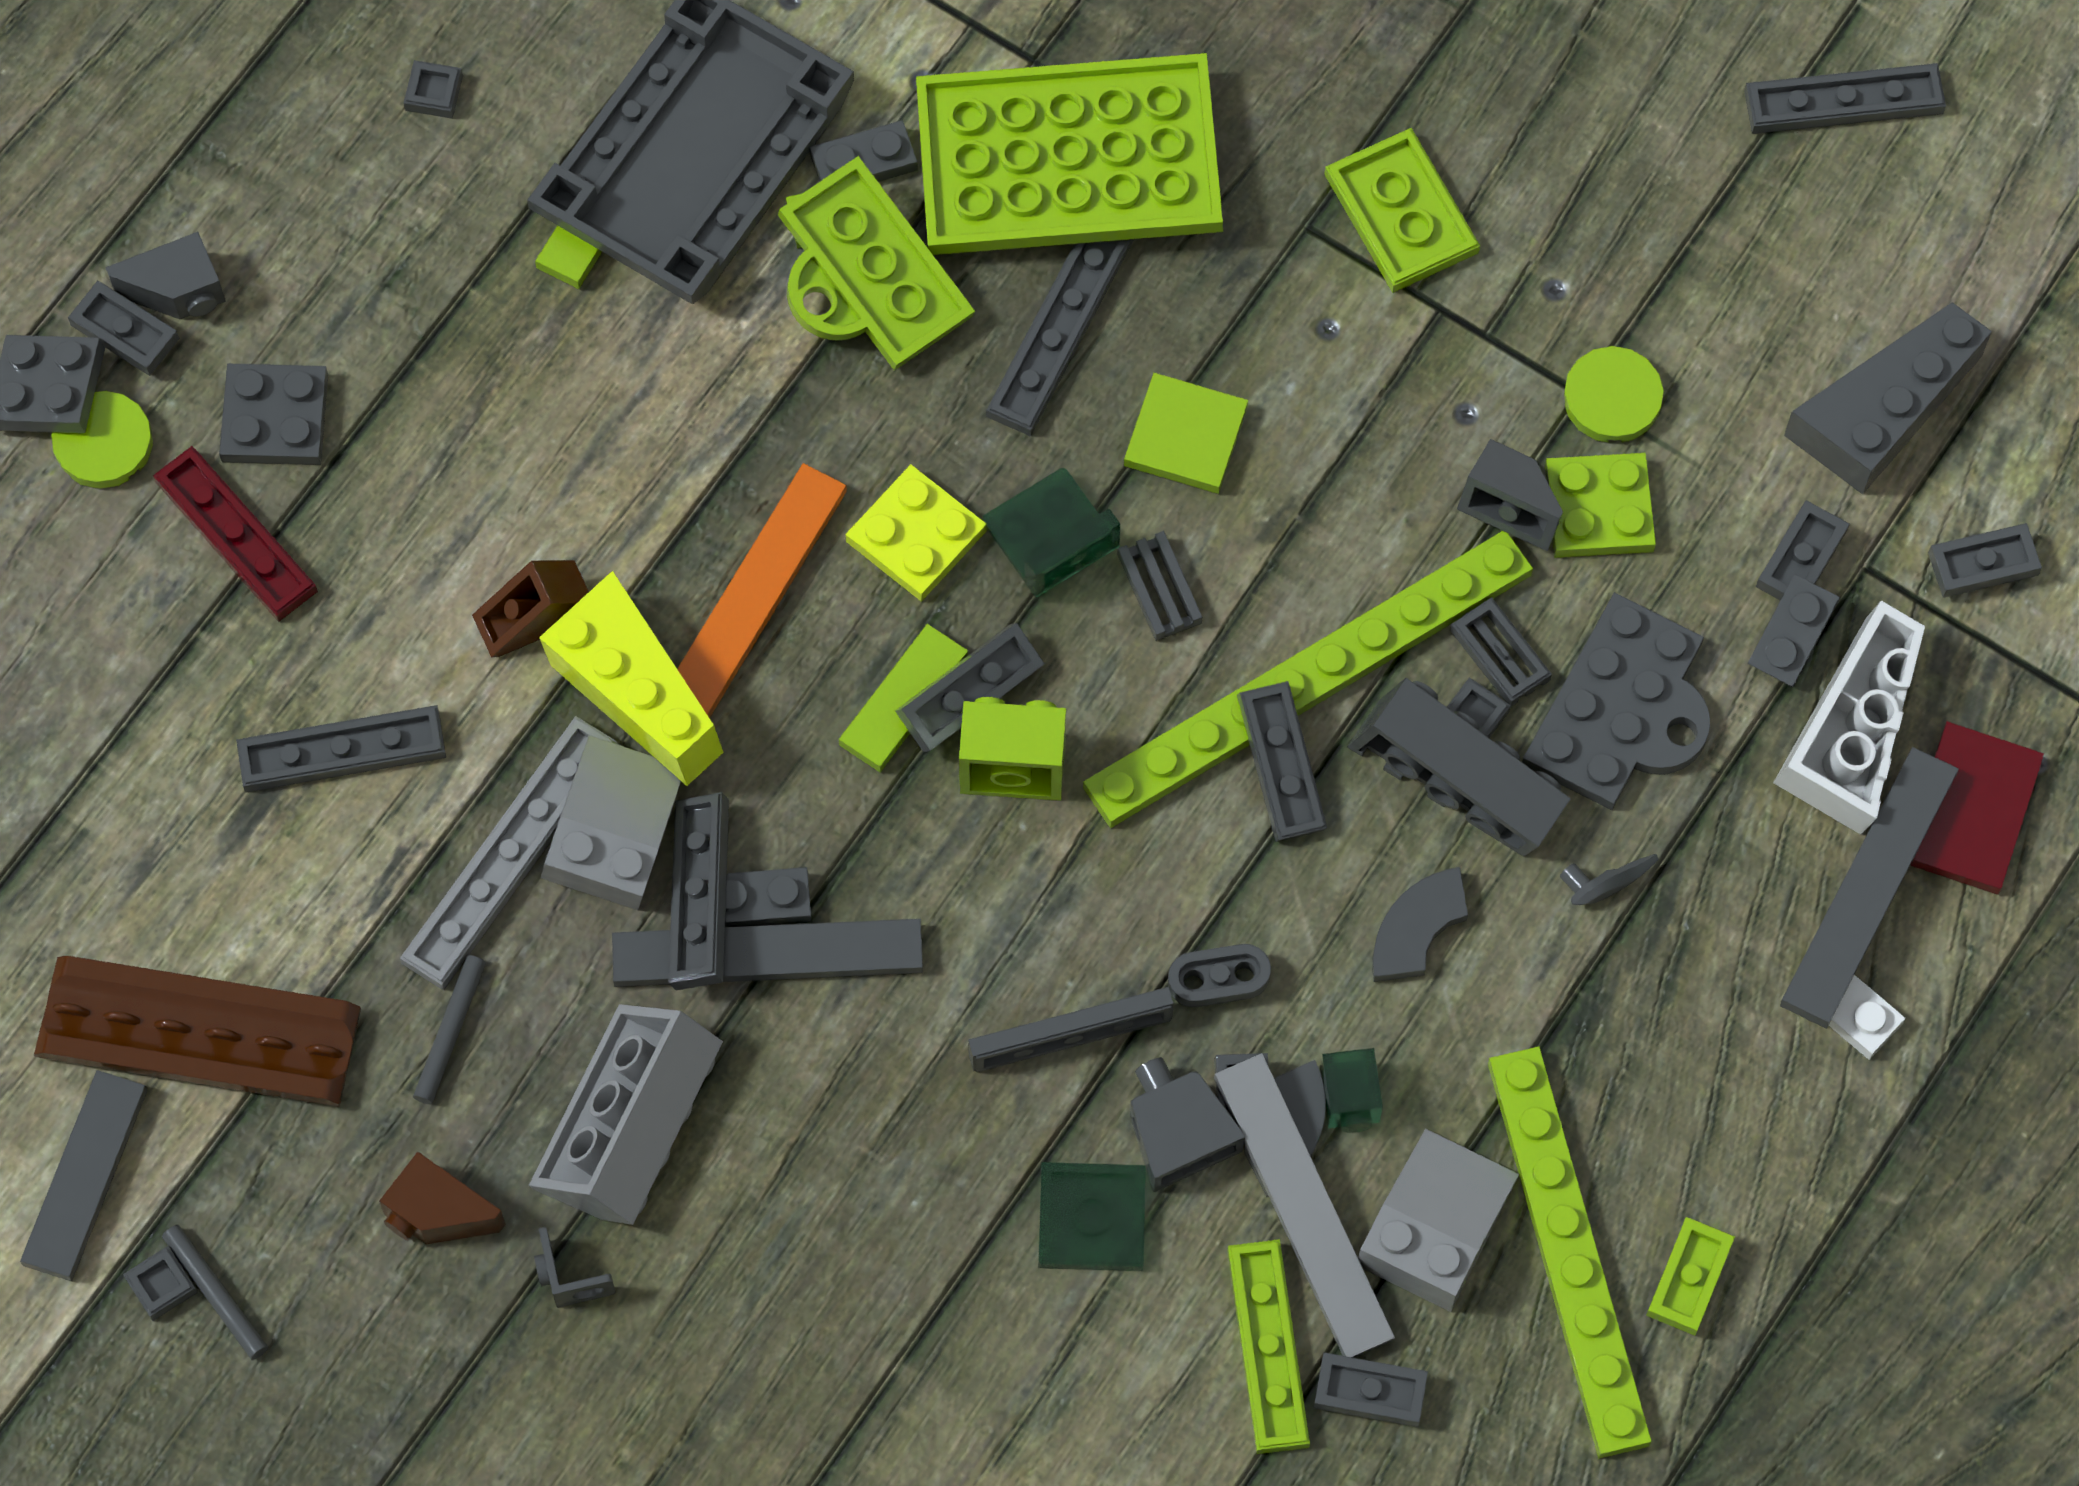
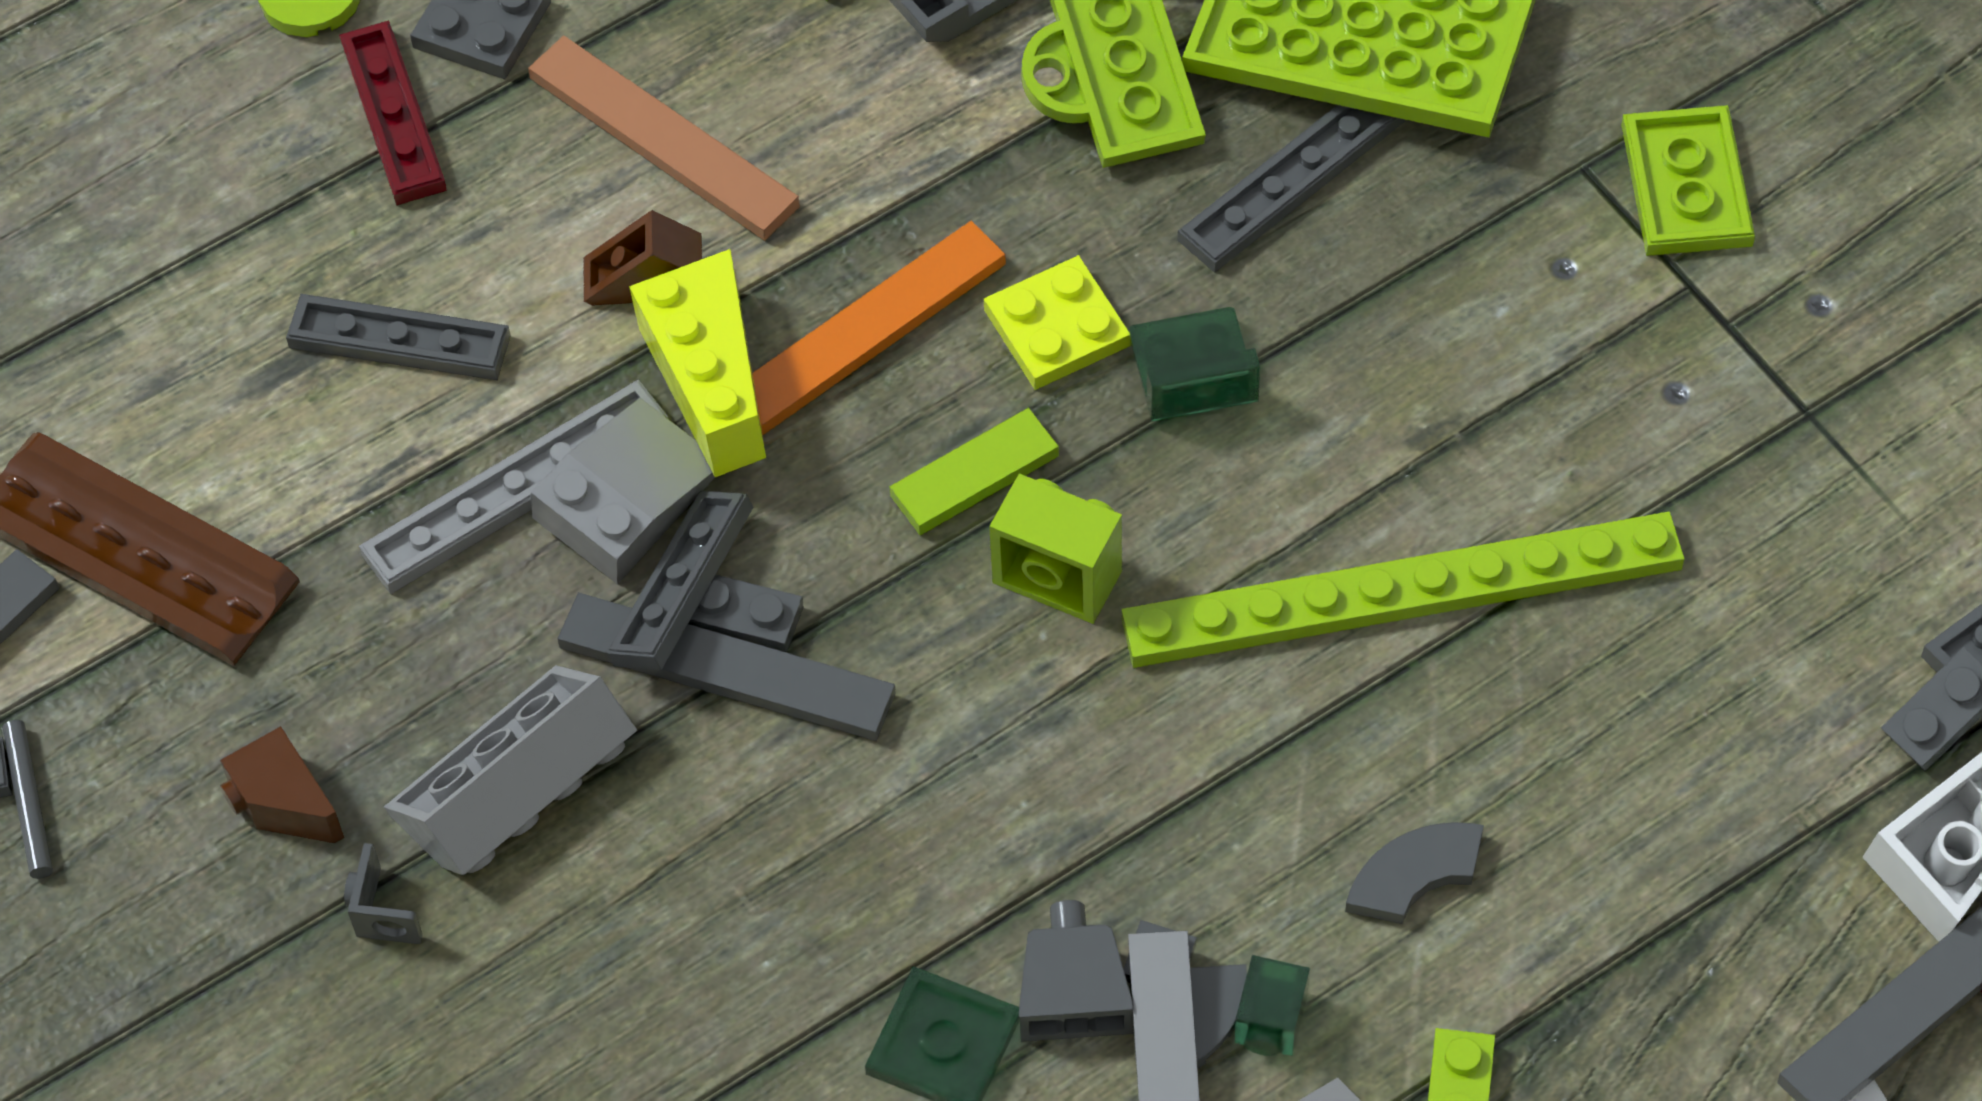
camera: 25 degrees right, 10 degrees down
(449, 1029) = (376, 631): dark grey bar -> none
(492, 474) = (664, 138): none -> nougat tile
(984, 673) = (1078, 467): dark grey plate -> none
(1070, 1030) = (1000, 844): dark grey tile -> none
(1144, 550) = (1283, 413): dark grey tile -> none
(1186, 433) = (1373, 316): lime tile -> none
(1217, 971) = (1182, 842): dark grey plate -> none
(1282, 761) = (1336, 657): dark grey tile -> none
(1461, 766) = (1524, 721): dark grey wedge -> none
(1481, 706) = (1564, 681): dark grey tile -> none
(1512, 495) = (1686, 476): dark grey slope -> none
(1525, 685) = (1629, 670): dark grey tile -> none
(1602, 505) = (1782, 523): lime plate -> none
(1607, 883) = (1637, 897): dark grey bar -> none
(1613, 394) = (1840, 421): lime tile -> none
(1621, 705) = (1726, 726): dark grey plate -> none

